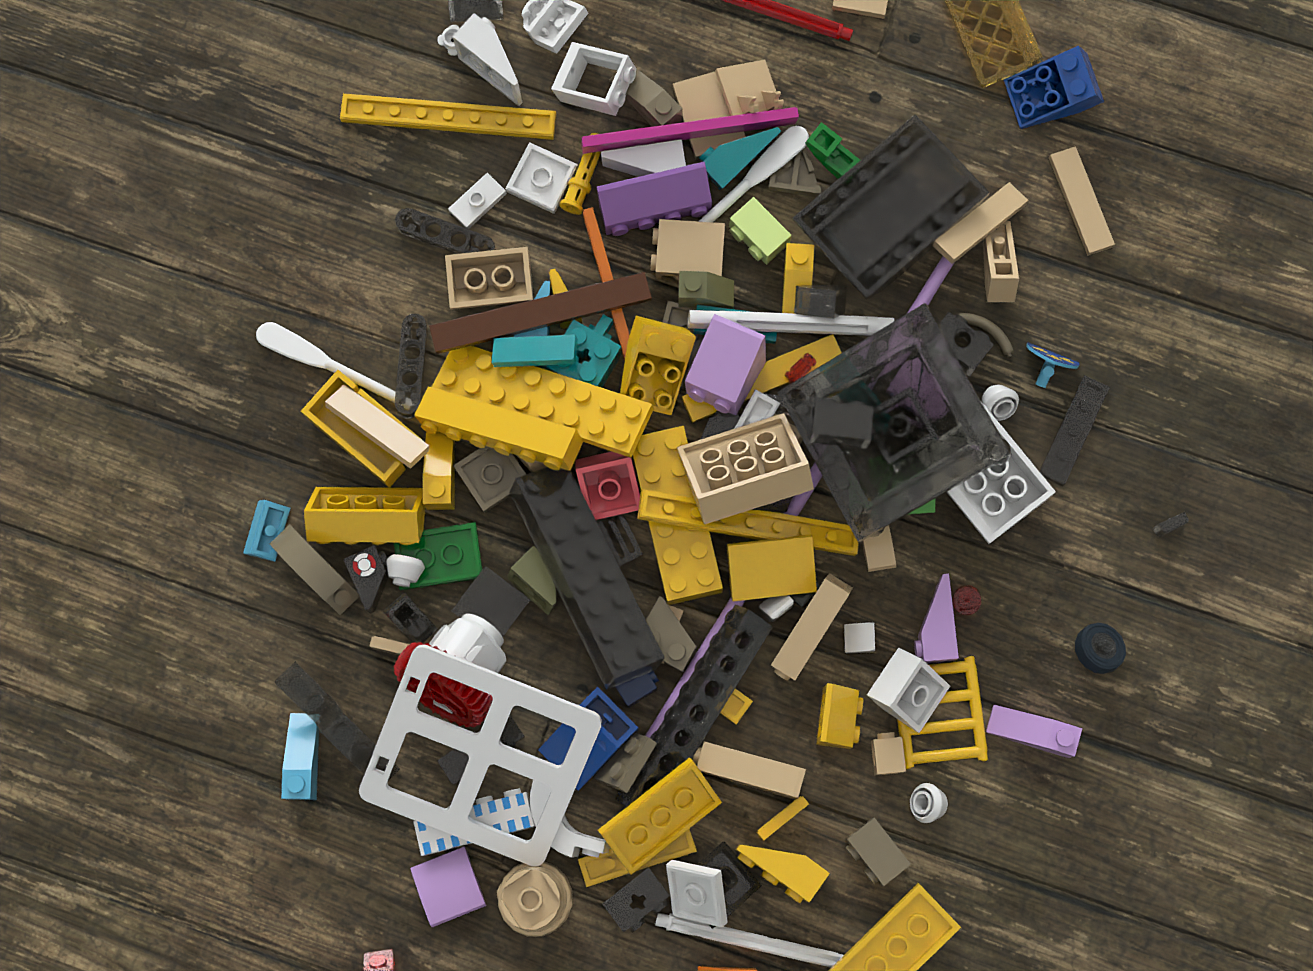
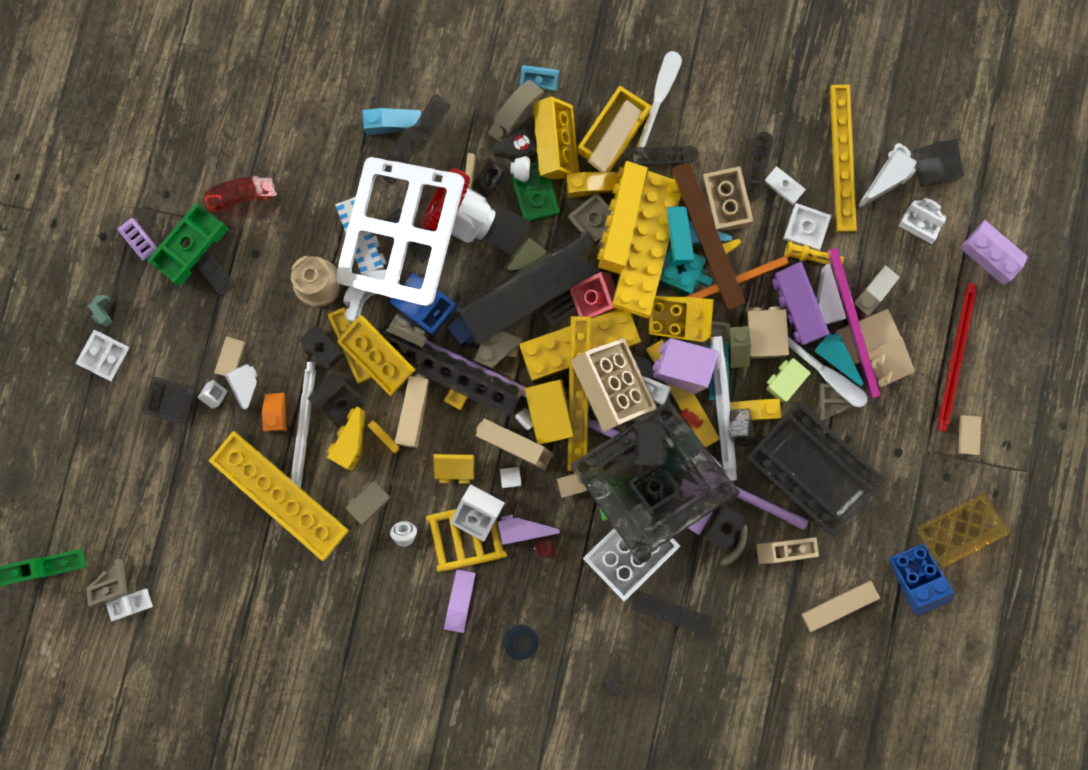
camera: 75 degrees right, 5 degrees up
(448, 887) = (318, 225): lavender slope -> none
(573, 69) = (887, 238): white window -> none
(696, 893) = (327, 384): white tile -> none
(829, 152) = (851, 423): green slope -> none
(888, 754) = (433, 503): tan brick -> none
(980, 223) = (813, 534): tan tile -> none
(1000, 401) = (685, 559): white cone -> none
(1051, 359) = (719, 592): shield -> none

